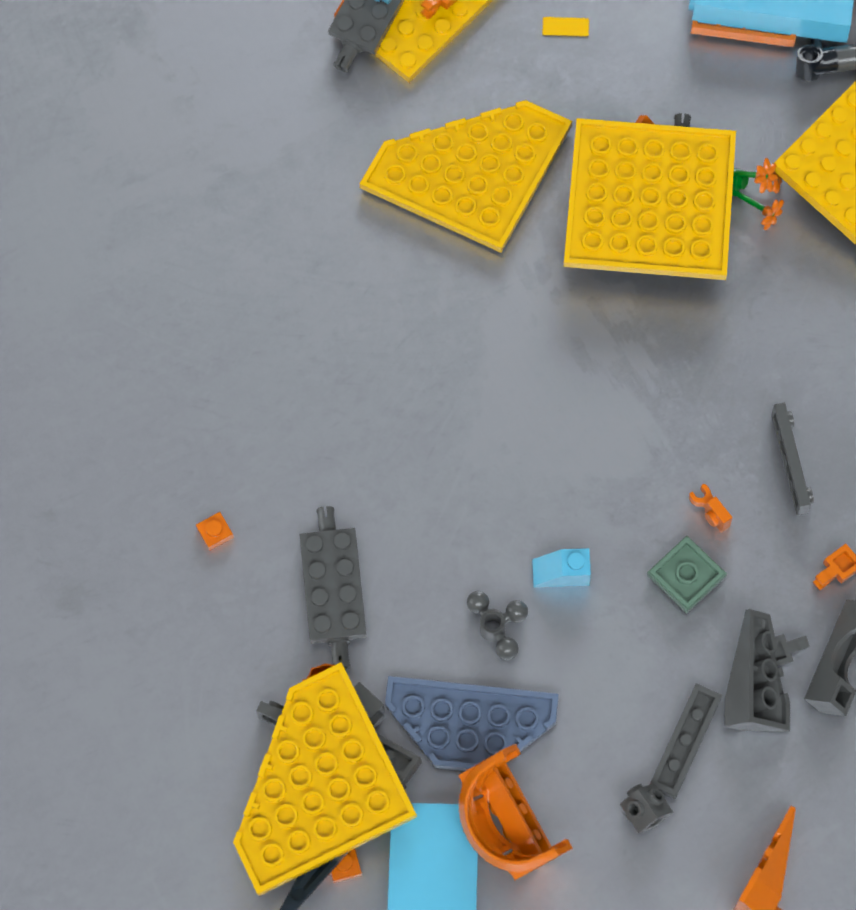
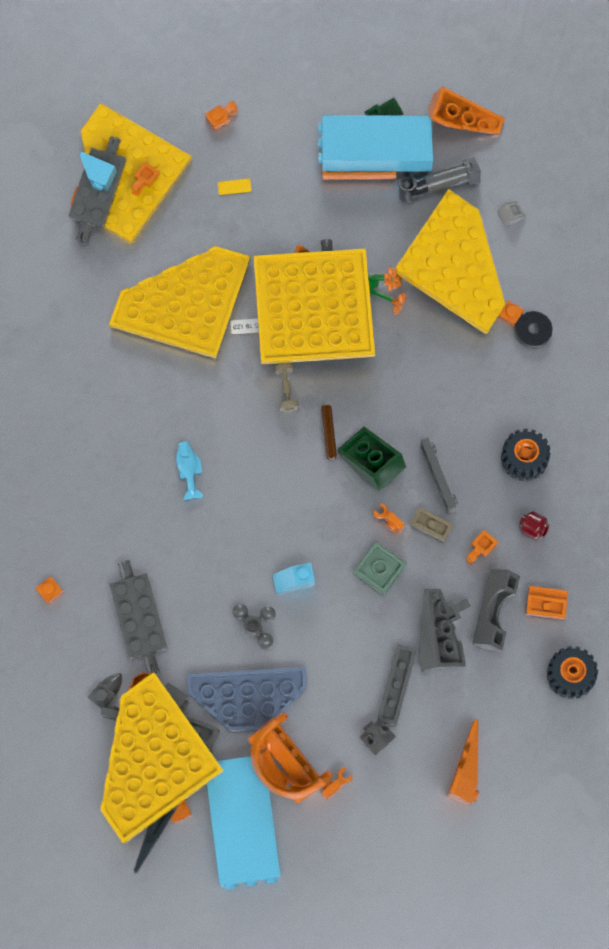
camera: 15 degrees left, 5 degrees up
(270, 682) = (106, 690): none -> dark grey plate
(438, 391) = (188, 465): none -> medium azure animal
(548, 215) = (244, 326): none -> white sticker
(569, 869) = (332, 787): none -> orange plate
(595, 280) = (284, 369): none -> dark tan wheel
(644, 376) = (329, 435): none -> reddish brown axle
(701, 421) = (372, 458): none -> dark green slope
(771, 525) = (431, 524): none -> dark tan plate

